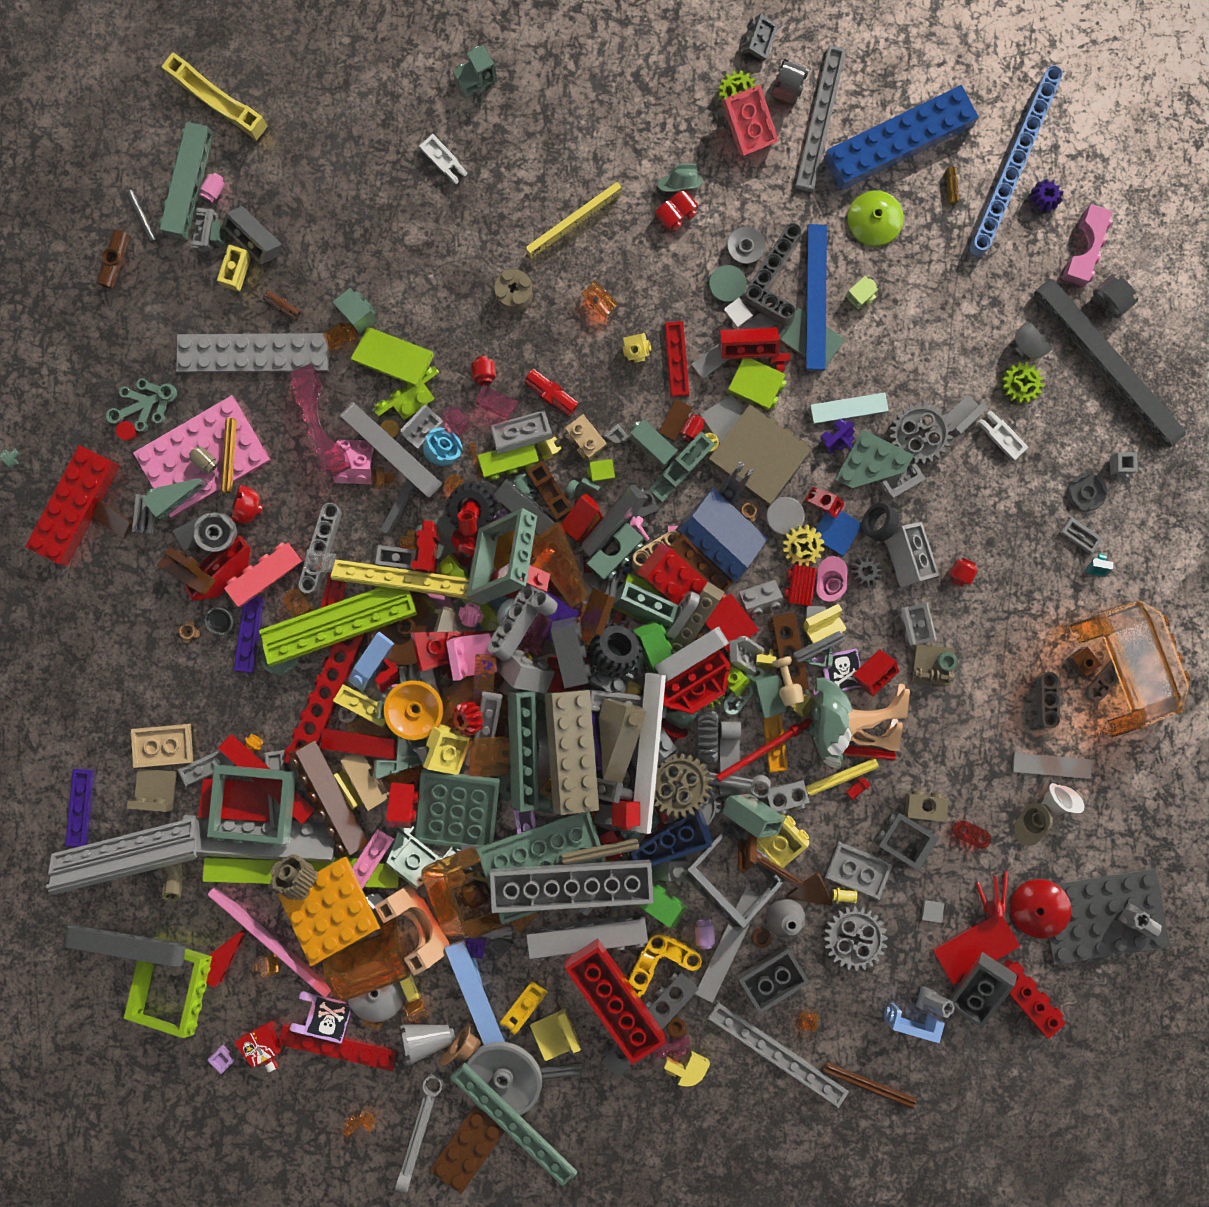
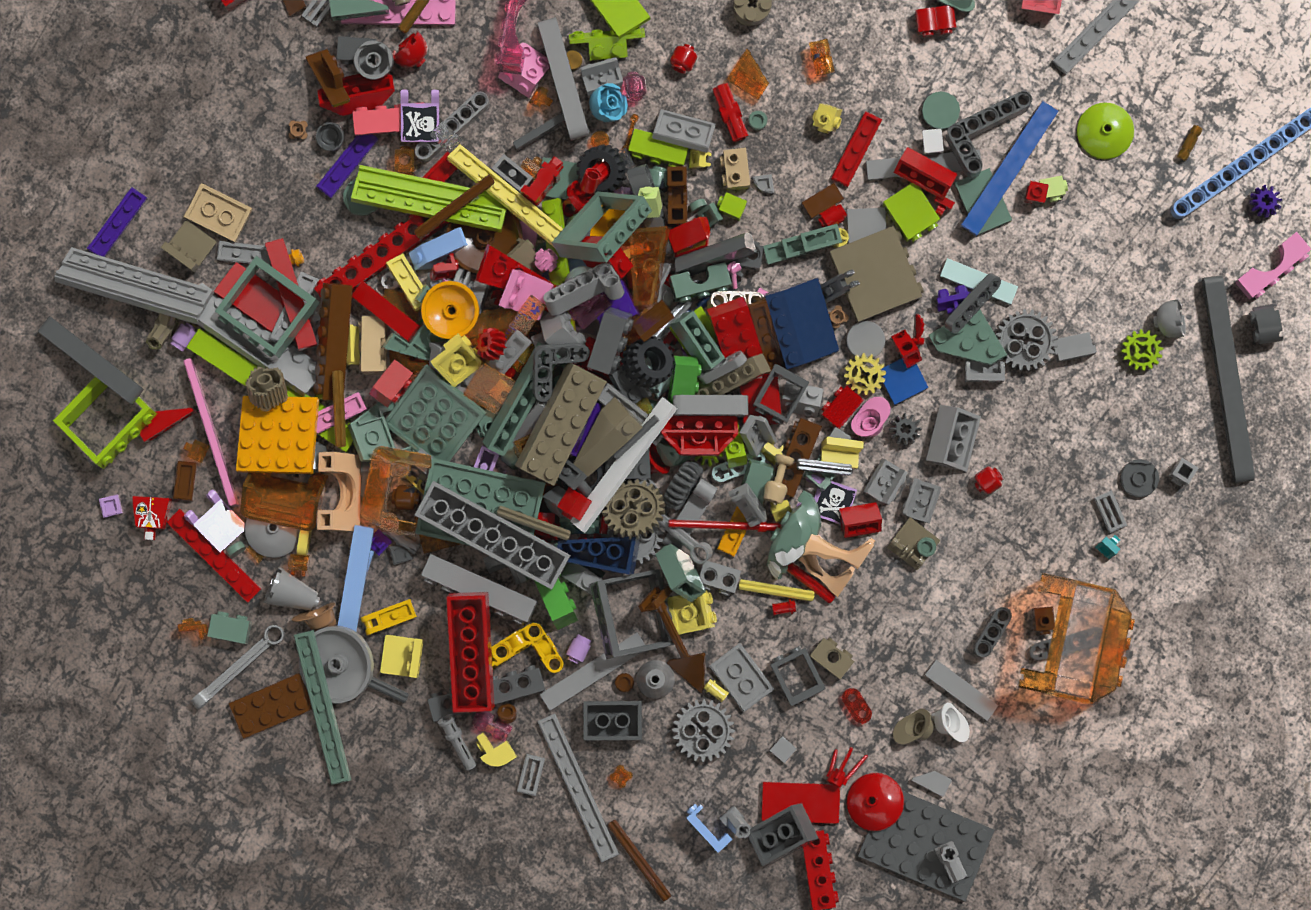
camera: 30 degrees right, 0 degrees up
(194, 872) = (183, 336): none -> lavender brick
(273, 996) = (185, 480): none -> reddish brown tile
(286, 559) = (419, 118): none -> flag
(353, 1031) = (235, 549): none -> sand green tile
(362, 617) = (454, 207): none -> reddish brown axle
(368, 855) = (339, 409): none -> pearl gold axle
(390, 1104) = (229, 628): none -> sand green brick
(496, 402) = (678, 93): clear pink hinge -> none
(527, 701) = (551, 358): none -> dark grey beam
(530, 504) = (653, 198): none -> yellowish green brick
(548, 353) = (748, 76): none -> clear orange wing
(578, 385) = (757, 120): none -> sand green tile
(643, 1079) = (454, 734): none -> light grey pin
(648, 708) = (646, 427): none -> dark grey bar
(652, 444) = (789, 209): sand green brick -> none
(725, 1052) = (535, 759): none -> light grey tile
(745, 587) = (788, 376): none -> dark grey window
(746, 236) = (979, 77): light grey dish -> none
(775, 719) = (748, 504): none -> light grey hinge
(825, 479) = (918, 340): none -> red piece
(851, 303) = (1036, 192): none -> red bracket
(858, 429) = (972, 303): none -> dark grey beam
(878, 627) = (885, 482): none -> light grey bracket
(888, 528) = (938, 386): black tyre -> none
(901, 137) = (1169, 74): blue brick -> none
(1003, 436) = (1096, 387): white hinge -> none
(1078, 859) = (934, 782): none -> light grey tile

